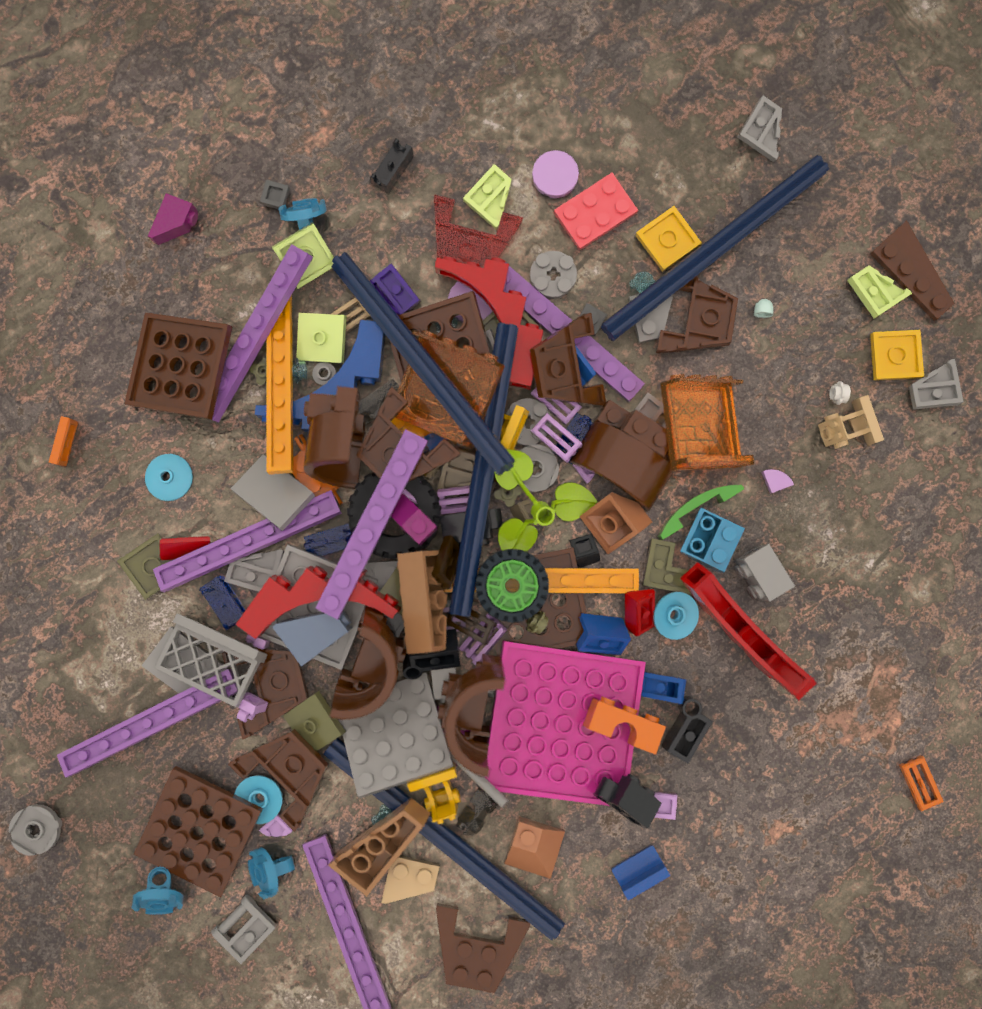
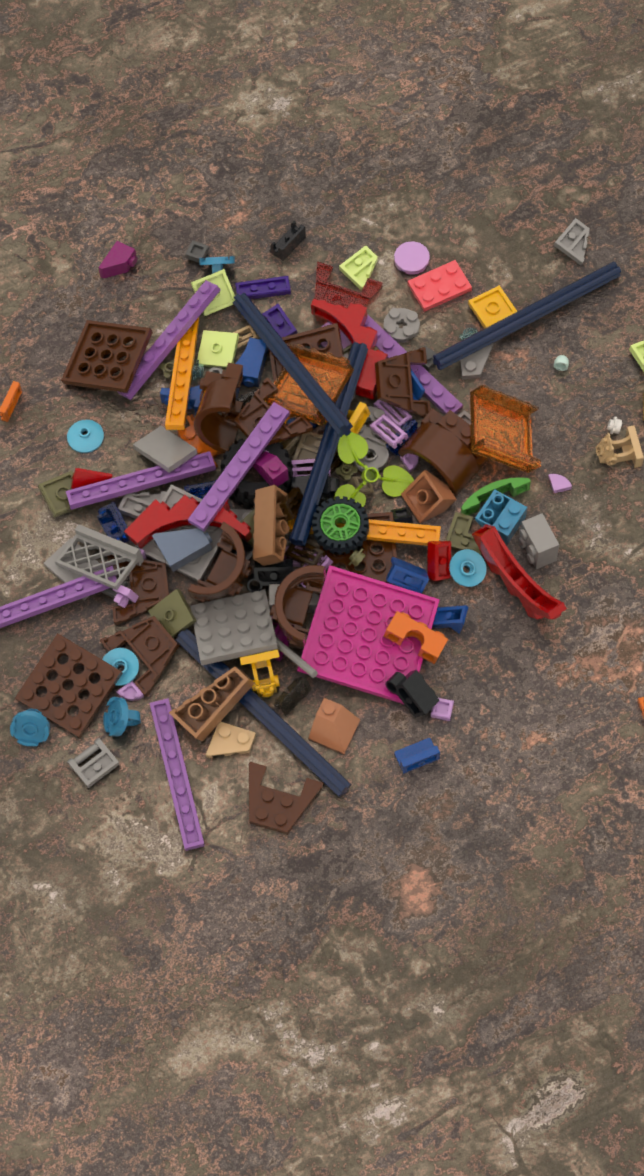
camera: 10 degrees right, 20 degrees down
(368, 238) = (264, 287): none -> dark purple tile
(687, 731) = (466, 649): black hinge -> none
(708, 320) = (516, 366): reddish brown wing -> none

